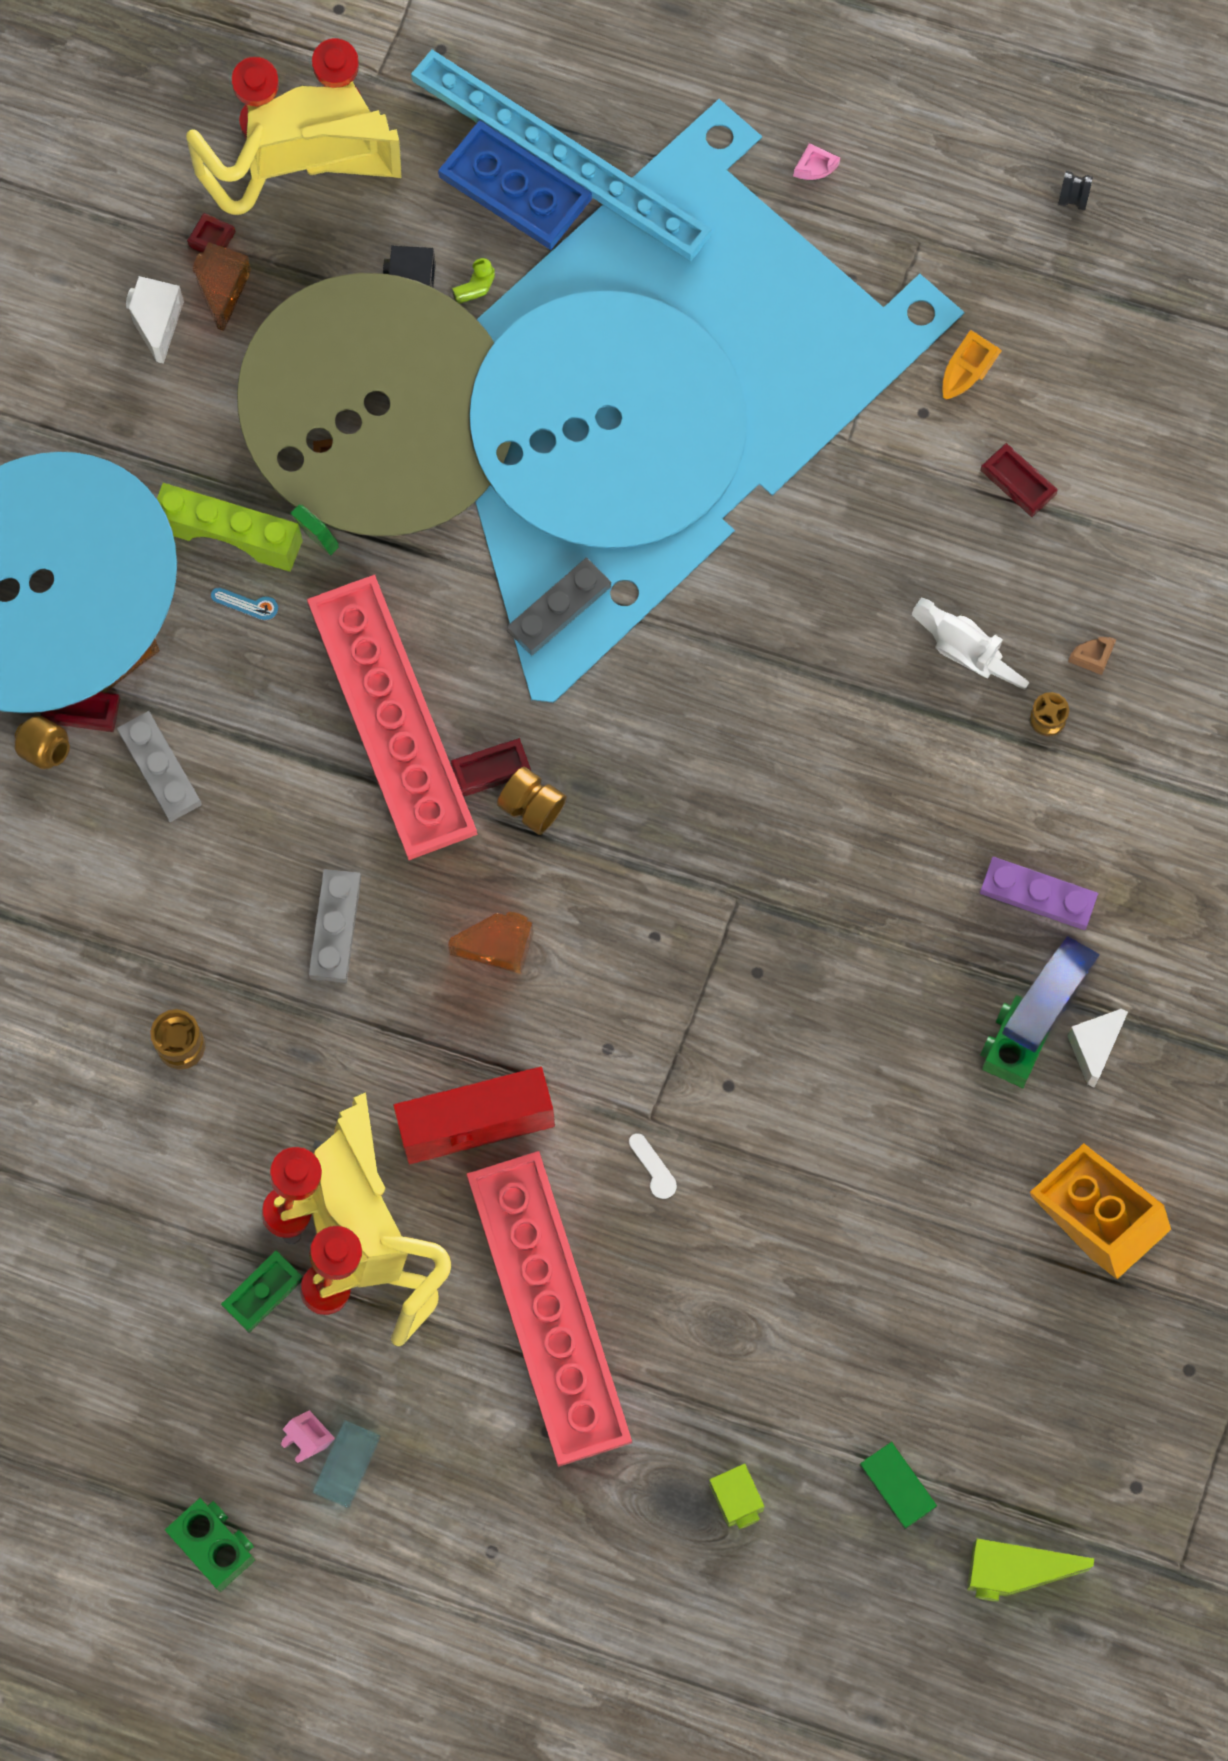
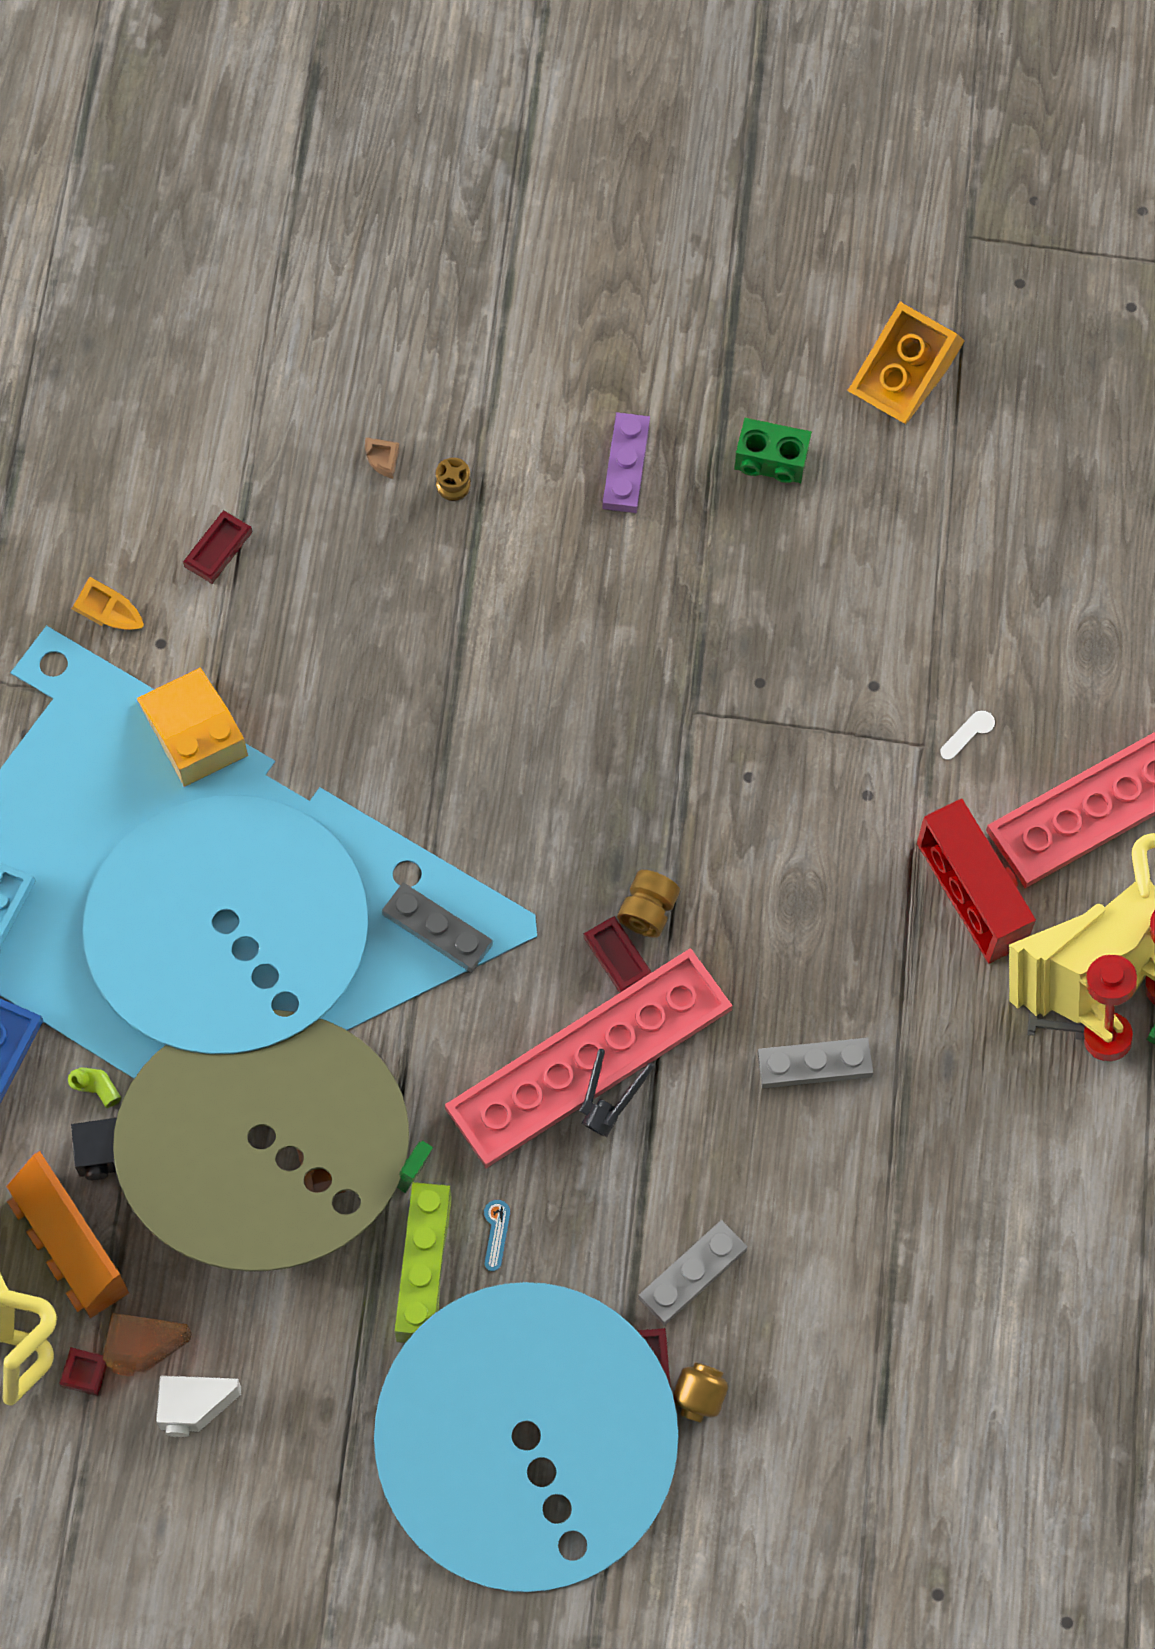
camera: 105 degrees left, 5 degrees down
(177, 1039) = (974, 1173): pearl gold wheel -> none
(328, 714) = (603, 1115): none -> black plant
(332, 235) = (66, 1237): none -> orange slope
(495, 941) = (795, 906): clear orange slope -> none
(821, 420) = (193, 726): none -> light orange slope
(966, 643) = (398, 558): white animal -> none
(1050, 994) = (728, 422): clear blue slope -> none
(1094, 1041) = (758, 389): white slope -> none

